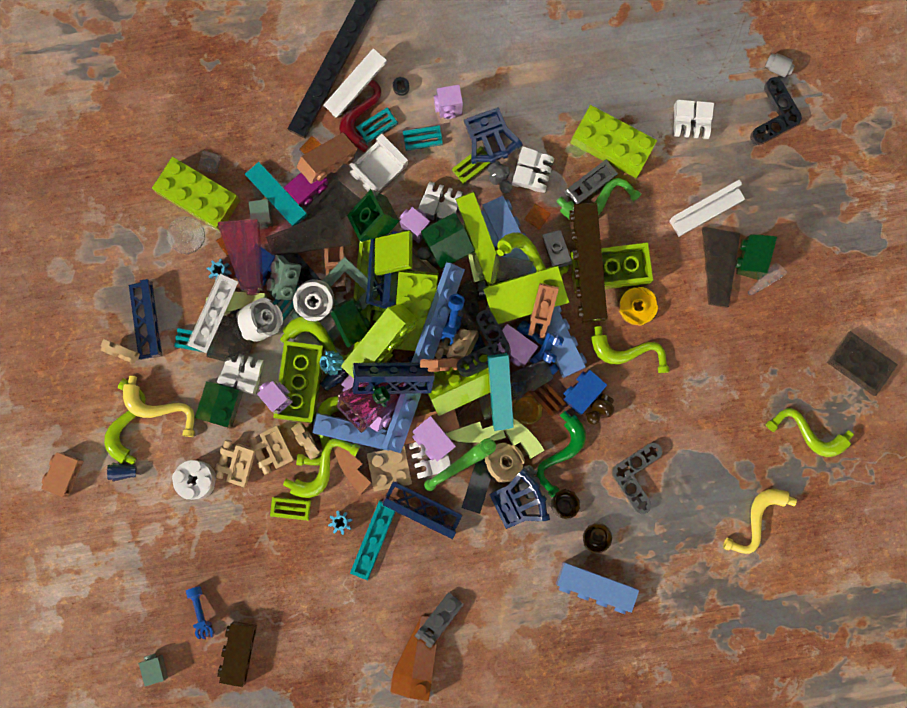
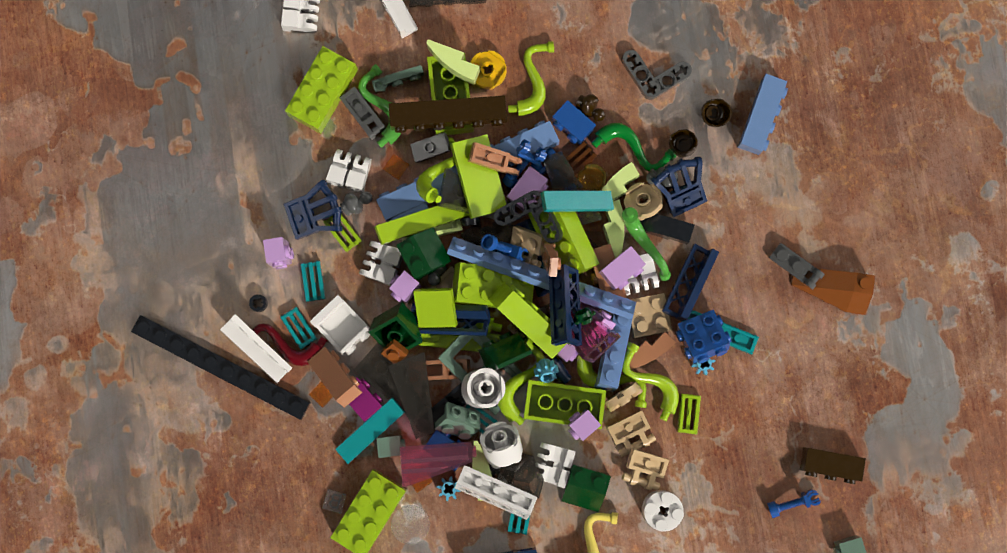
camera: 90 degrees left, 0 degrees up
(351, 215) = (394, 351): none -> dark orange plate
(365, 521) = (703, 337): none -> blue brick
(627, 216) = (396, 79): none -> sand green hinge
(642, 269) = (454, 61): none -> yellowish green slope

